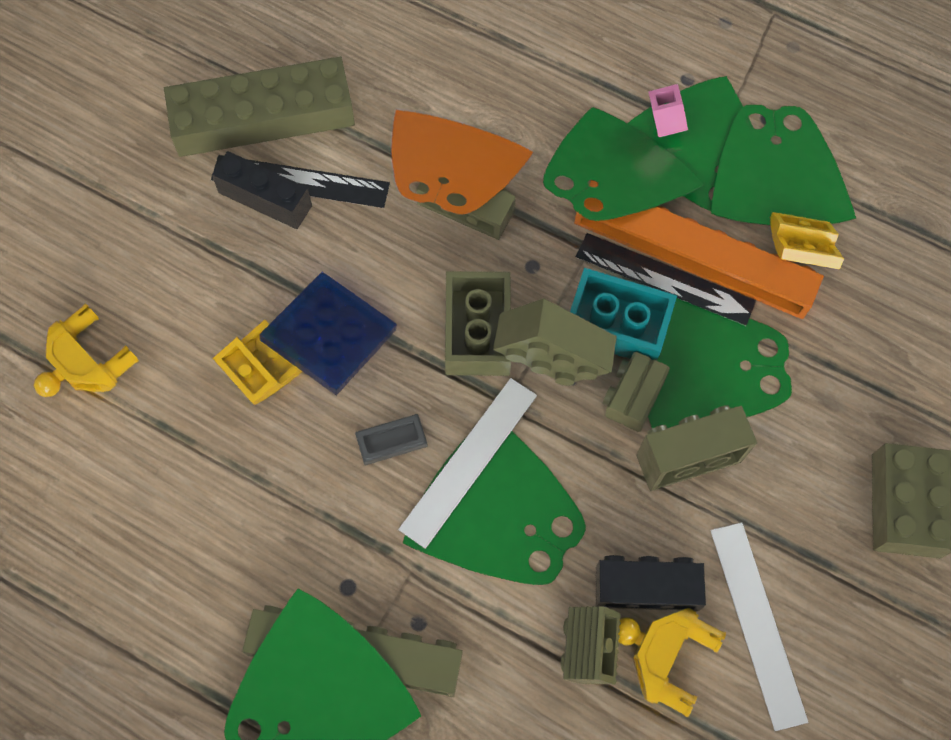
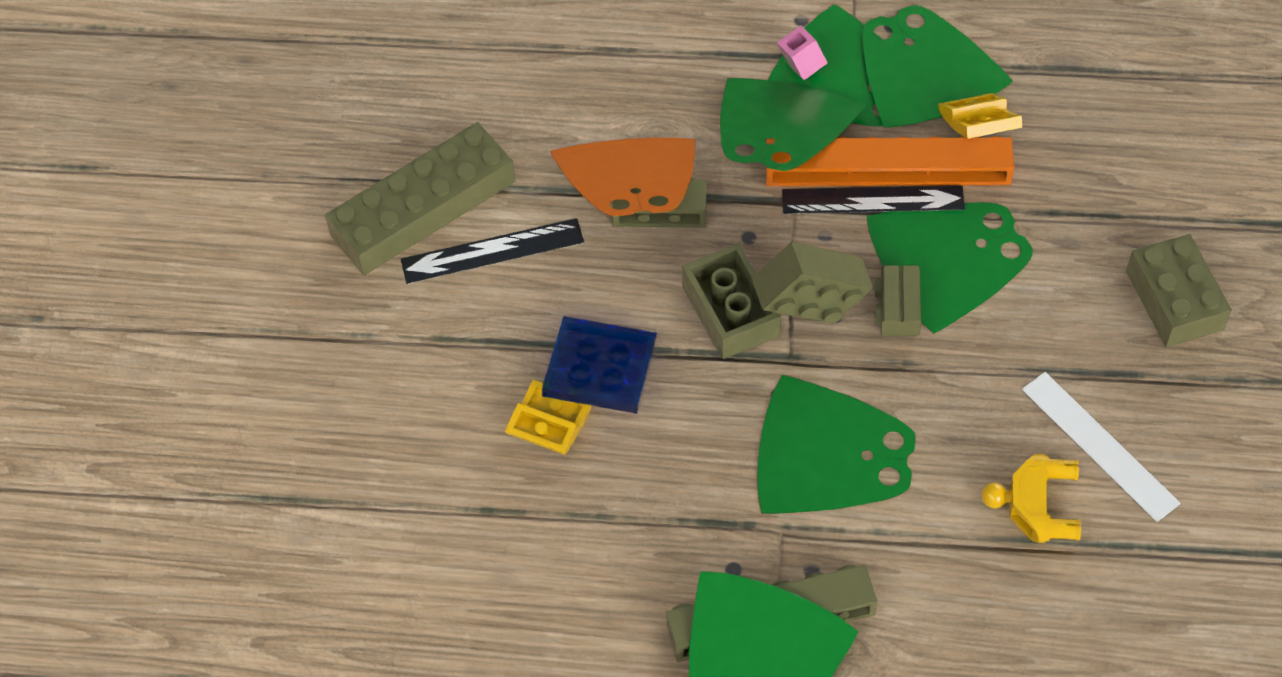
camera: 20 degrees left, 10 degrees down
(75, 363) = (379, 489): yellow connector -> none
(262, 190) = (466, 269): black brick -> none
(391, 439) = (704, 432): dark grey tile -> none
(467, 463) = (782, 423): white sticker -> none
(591, 645) = (970, 516): olive brick -> none
(626, 310) = (858, 231): teal brick -> none
(650, 583) = (993, 450): black brick -> none
(695, 446) = (975, 322): olive brick -> none

